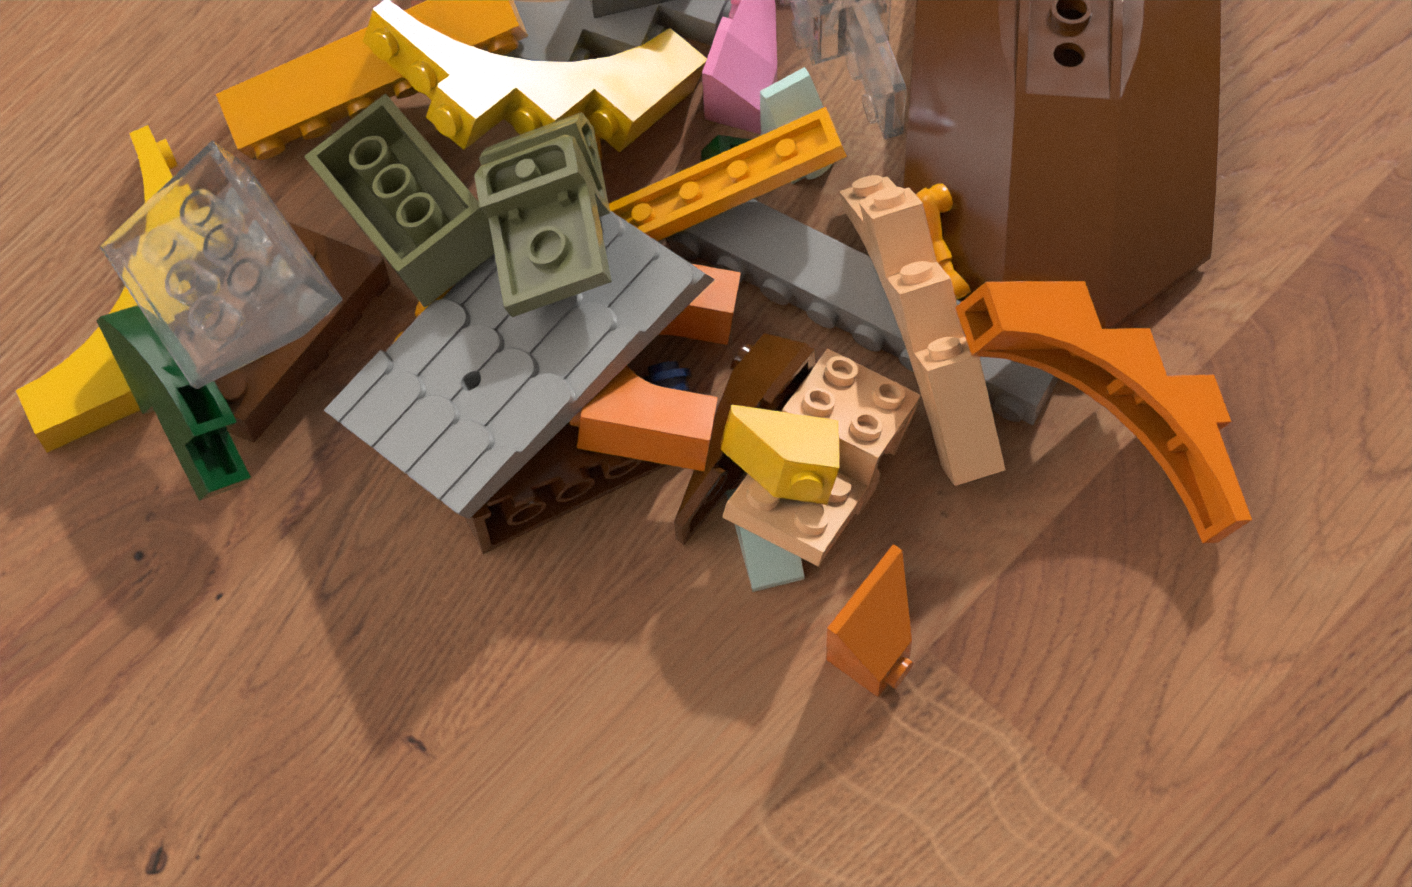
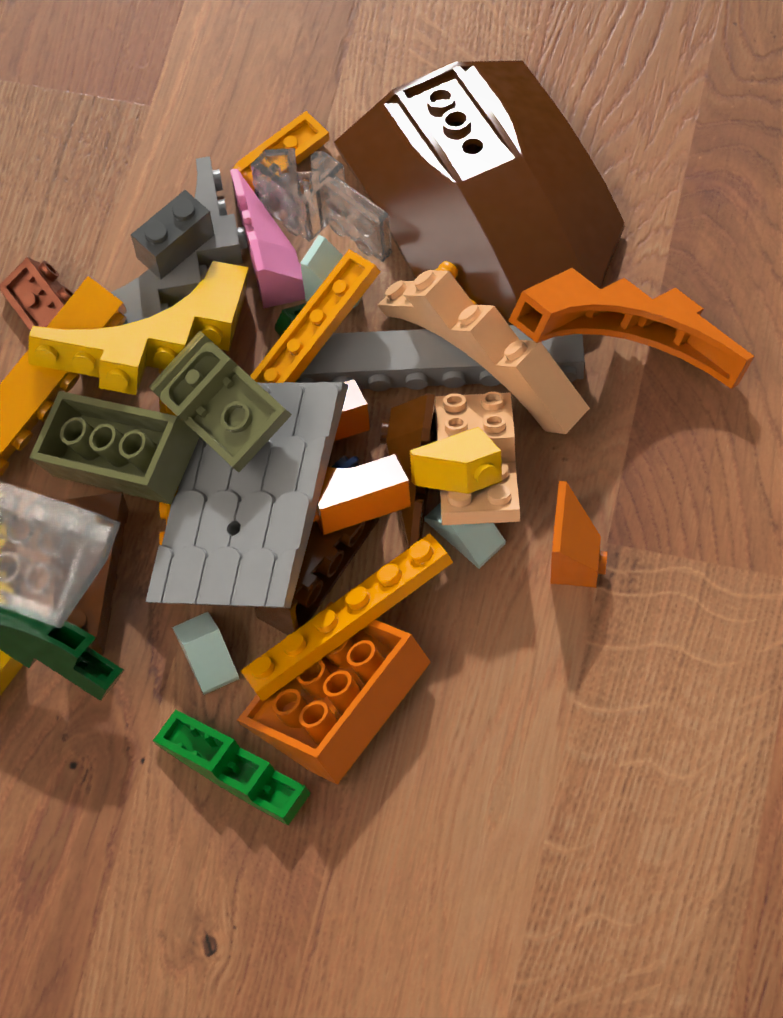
camera: 30 degrees left, 5 degrees down
(309, 666) = (231, 767): none -> green slope
(366, 509) = (206, 652): none -> light aqua slope
(483, 644) = (340, 701): none -> orange slope
(549, 562) = (346, 616): none -> light orange plate

